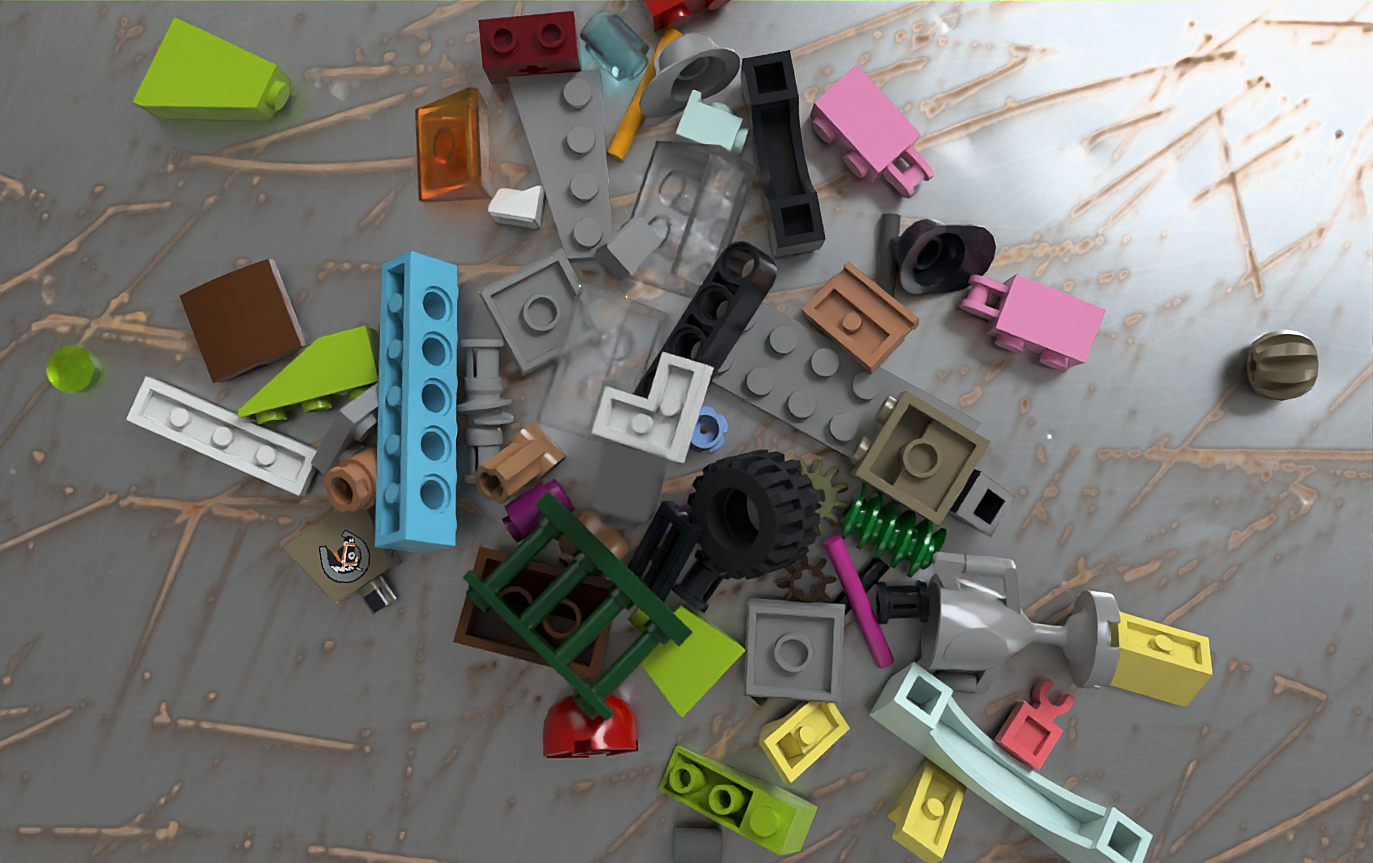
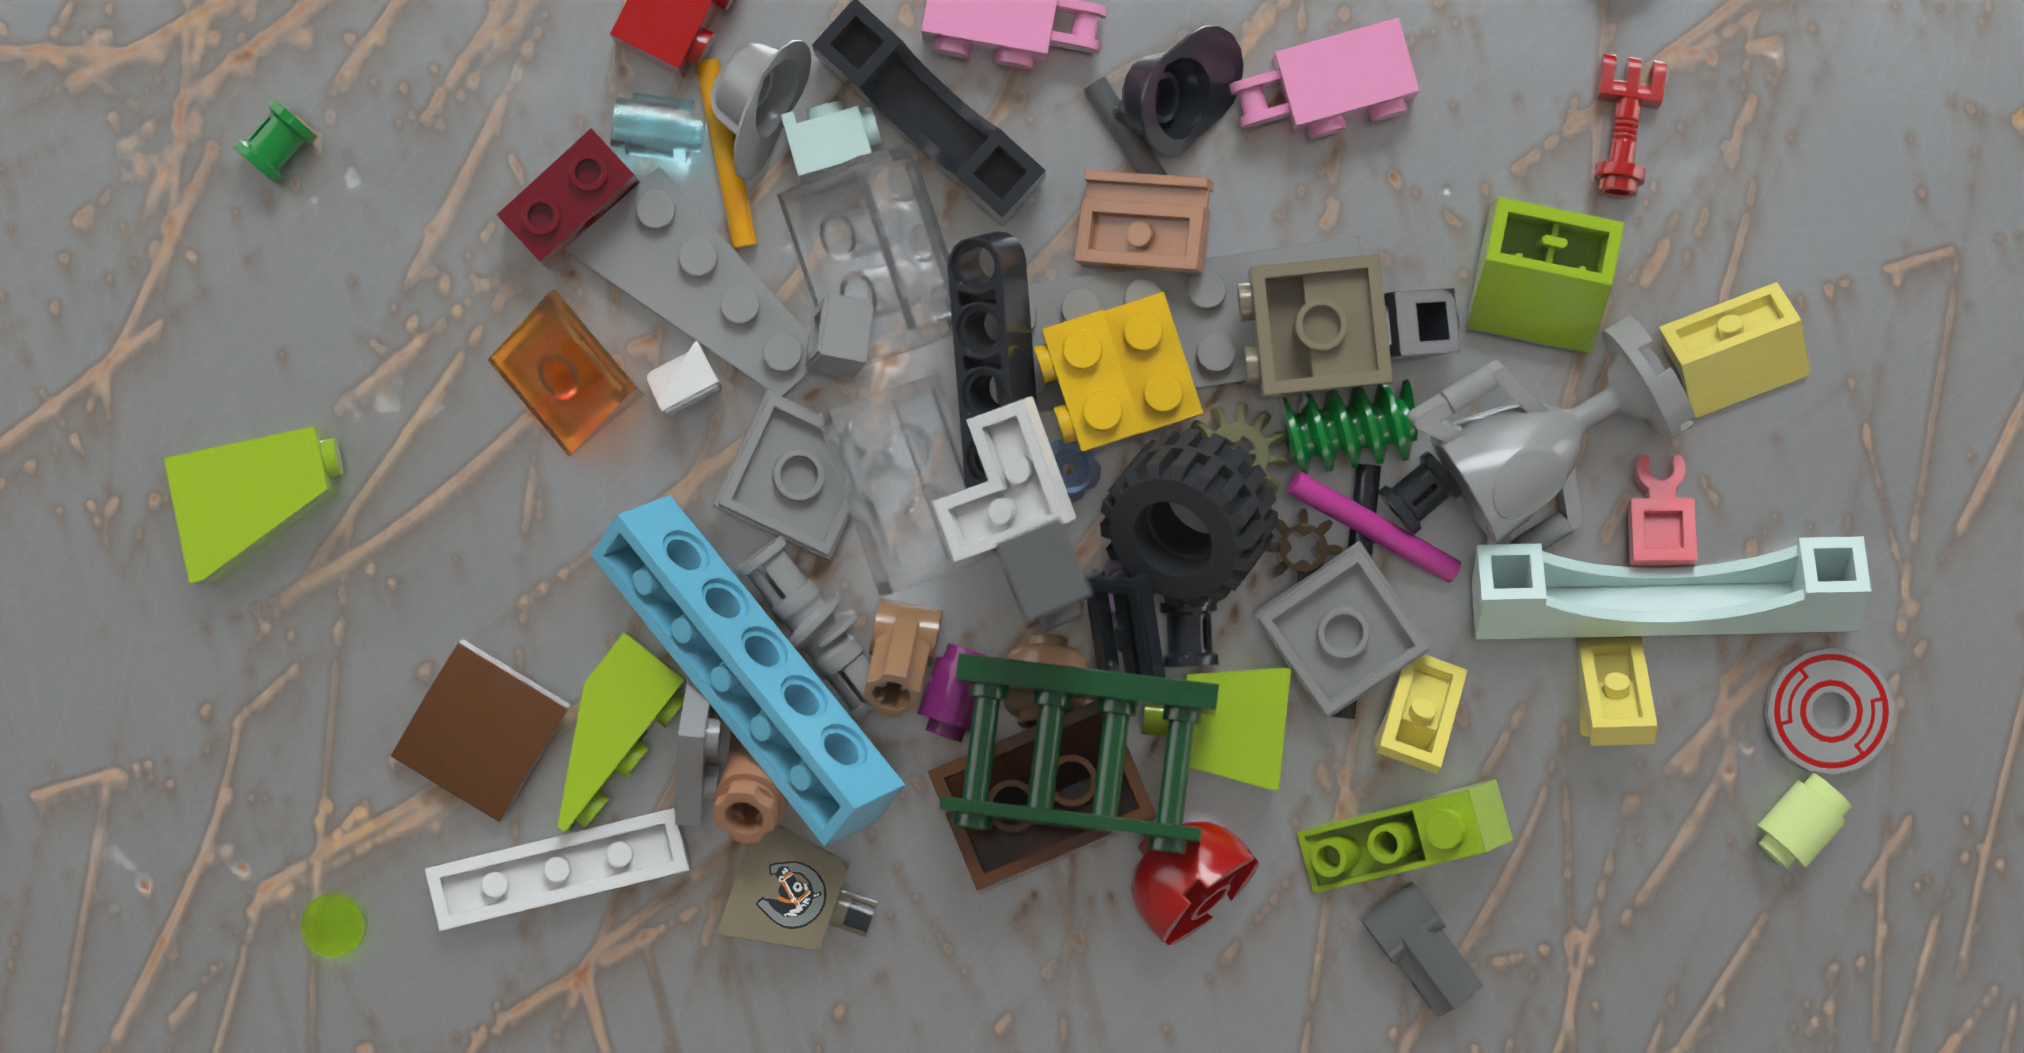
camera: 40 degrees left, 0 degrees up
(776, 394) = (1118, 373): none -> yellow plate
(1076, 528) = (1544, 274): none -> lime slope
(1164, 503) = (1620, 175): none -> red hinge

